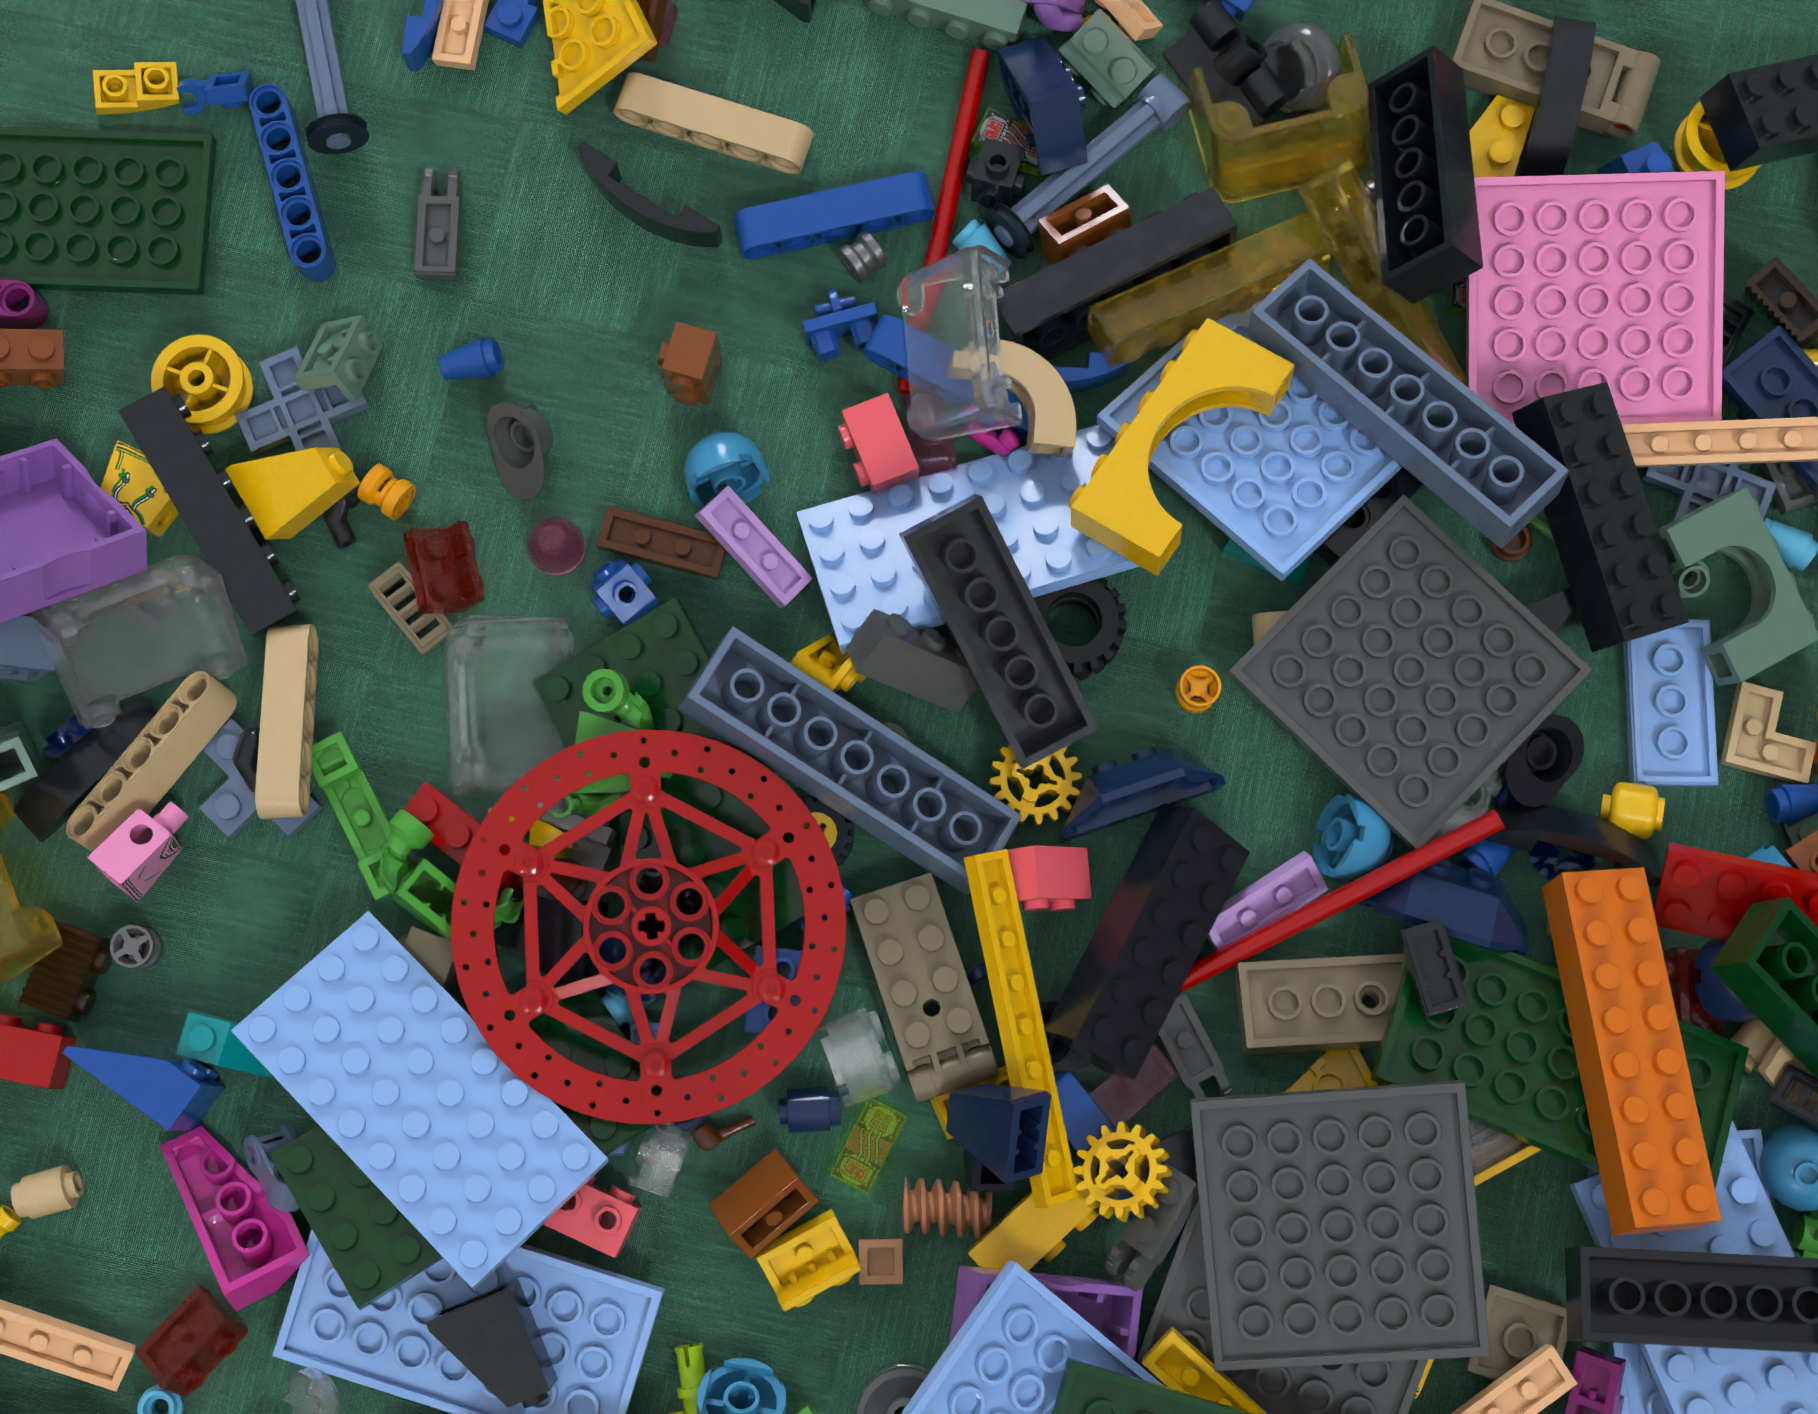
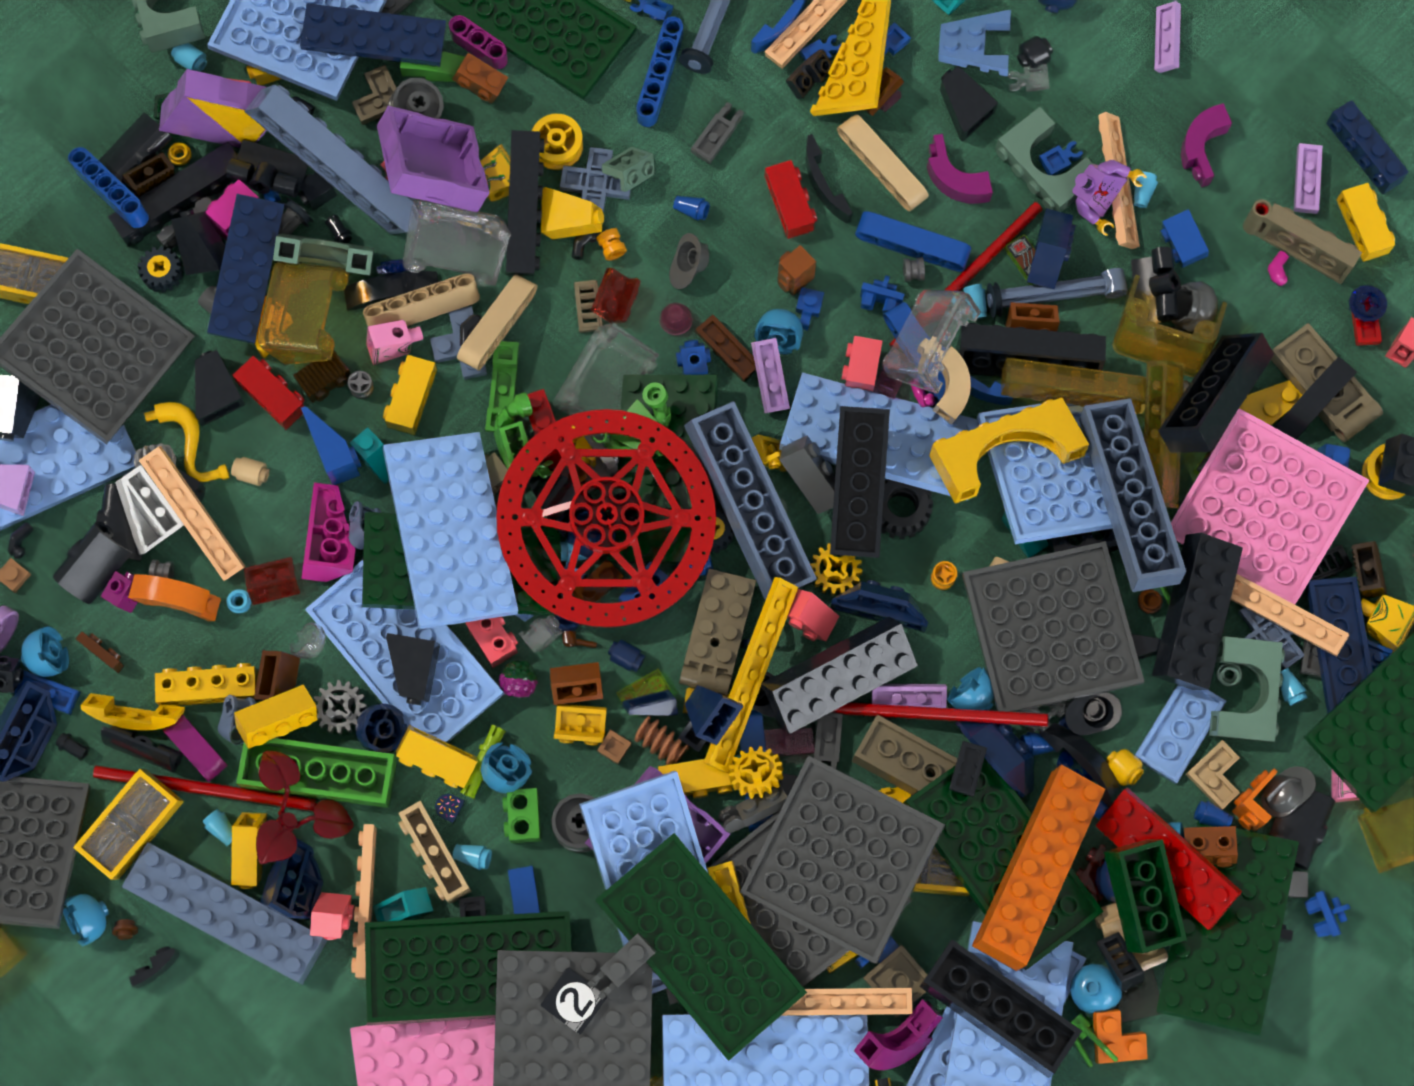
camera: 35 degrees right, 5 degrees down
(223, 915) = (410, 394): none -> yellow brick
(520, 49) = (808, 73): none -> black slope
(612, 260) = (790, 199): none -> red brick
(671, 1254) = (518, 679): none -> piece
(697, 1006) = (595, 594): none -> reddish brown plate
(742, 404) = (809, 305): none -> blue plate
(835, 91) = (957, 185): none -> magenta arch
(857, 1056) = (664, 643): clear brick -> none
(897, 1162) = (652, 704): none -> dark blue slope
(997, 173) = (1006, 269): black brick -> none
(1106, 59) = (1097, 245): sand green bracket -> none

